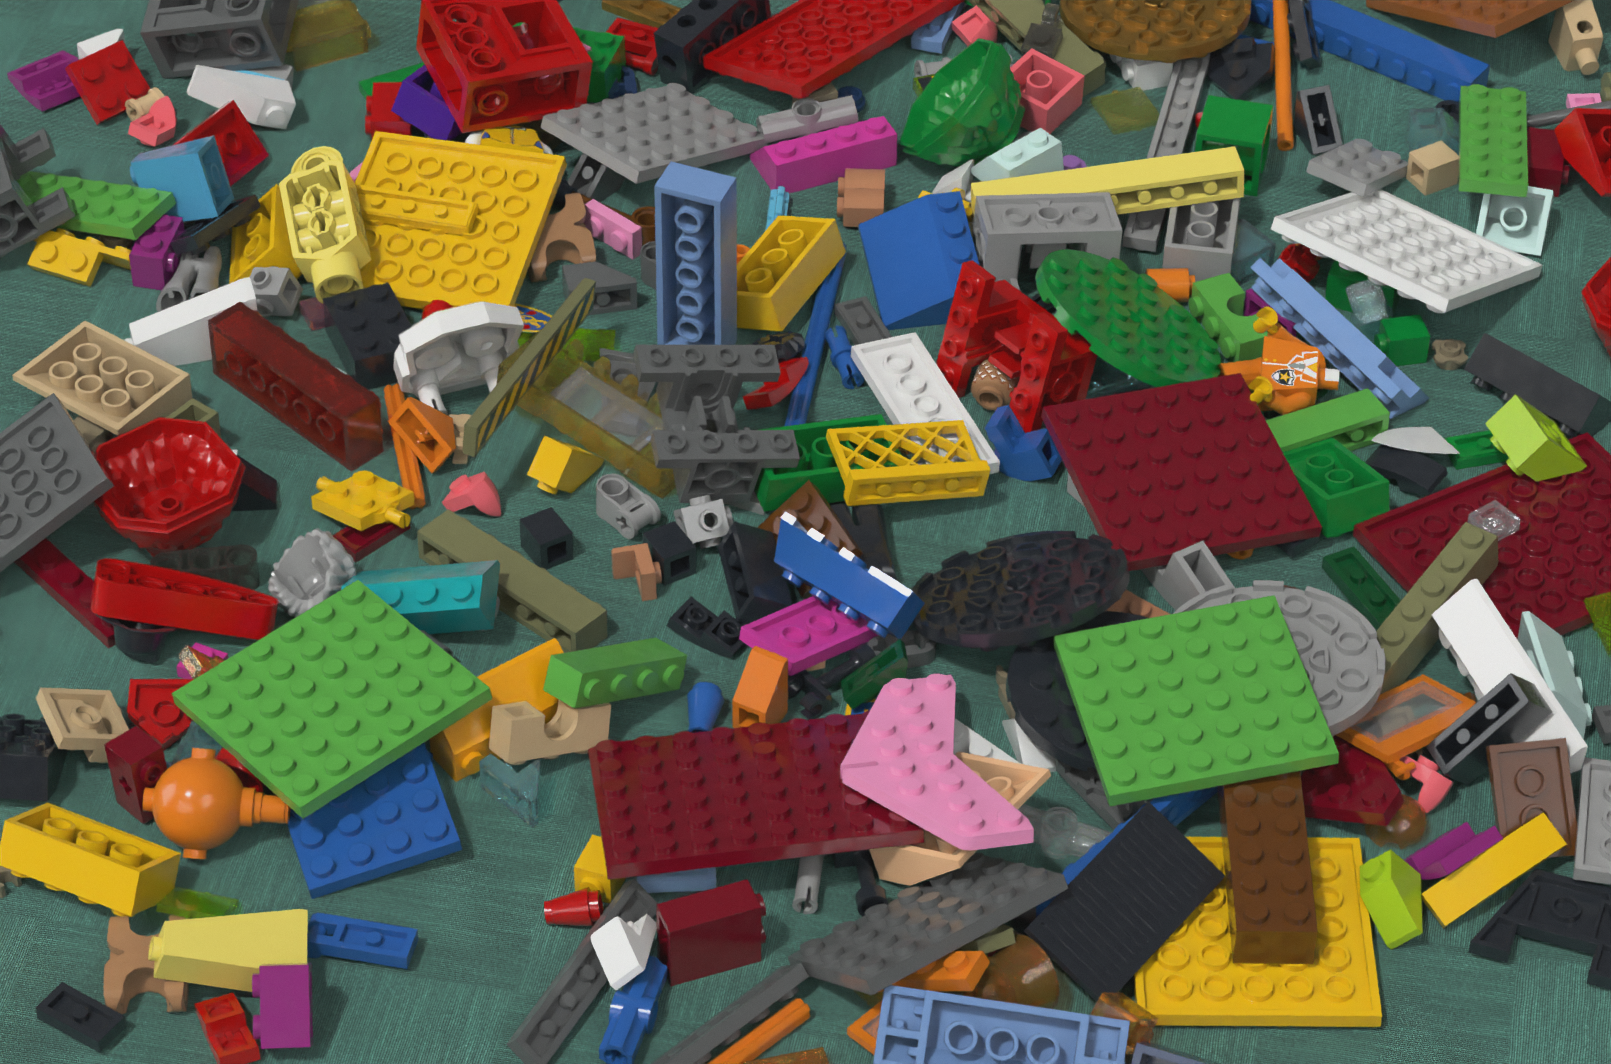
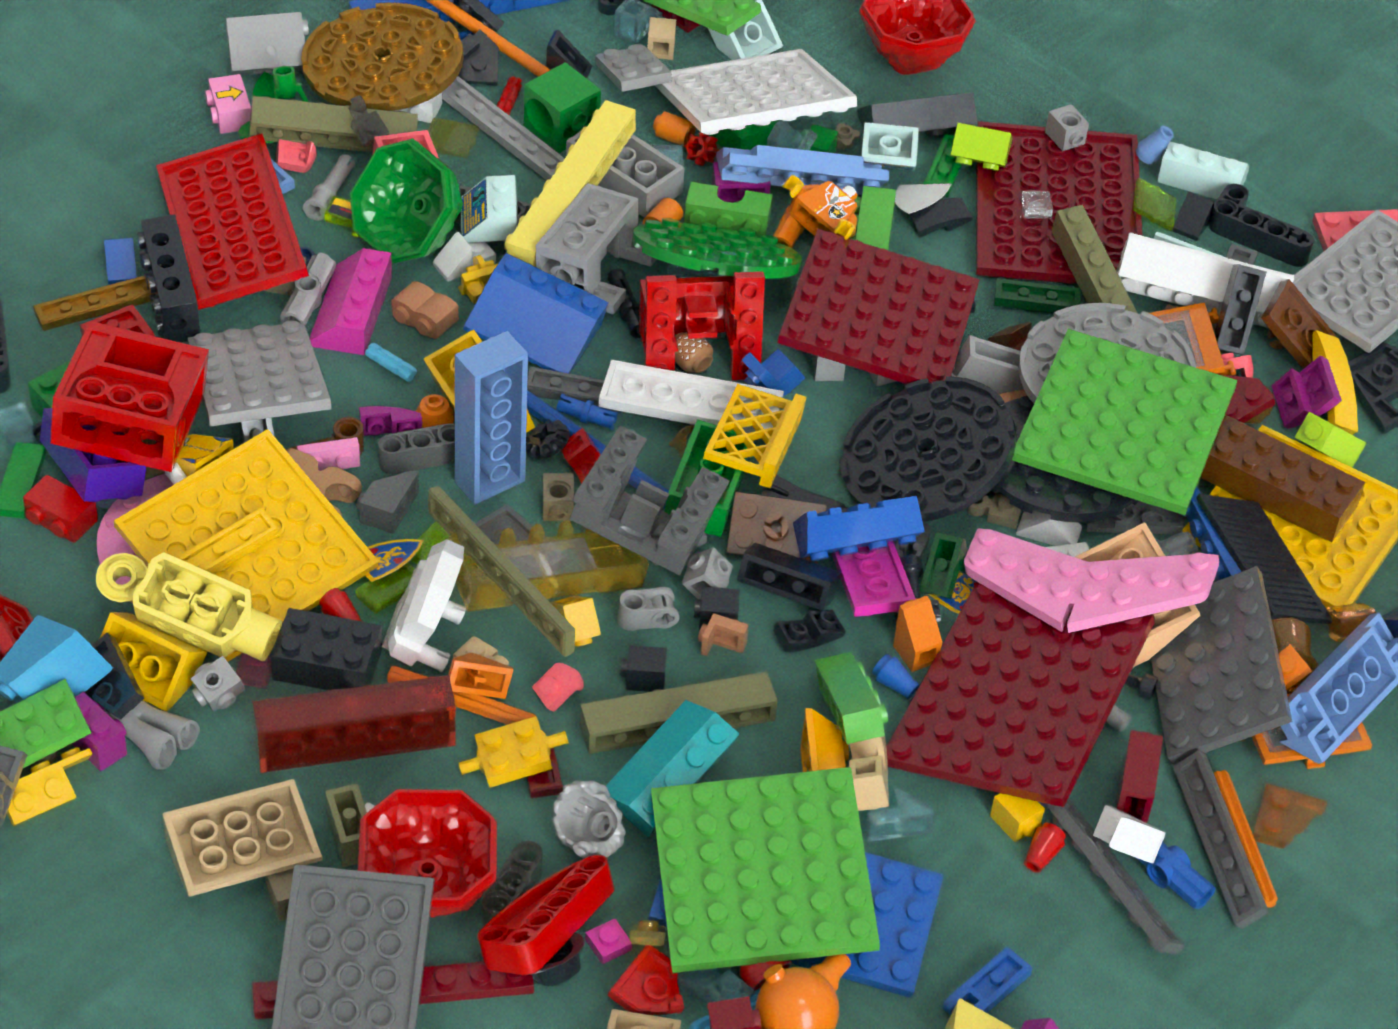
camera: 60 degrees left, 5 degrees up
(182, 331) = (223, 747): white slope -> none
(1338, 485) = (943, 246): green slope -> none
(1452, 382) = (890, 145): none -> light aqua slope

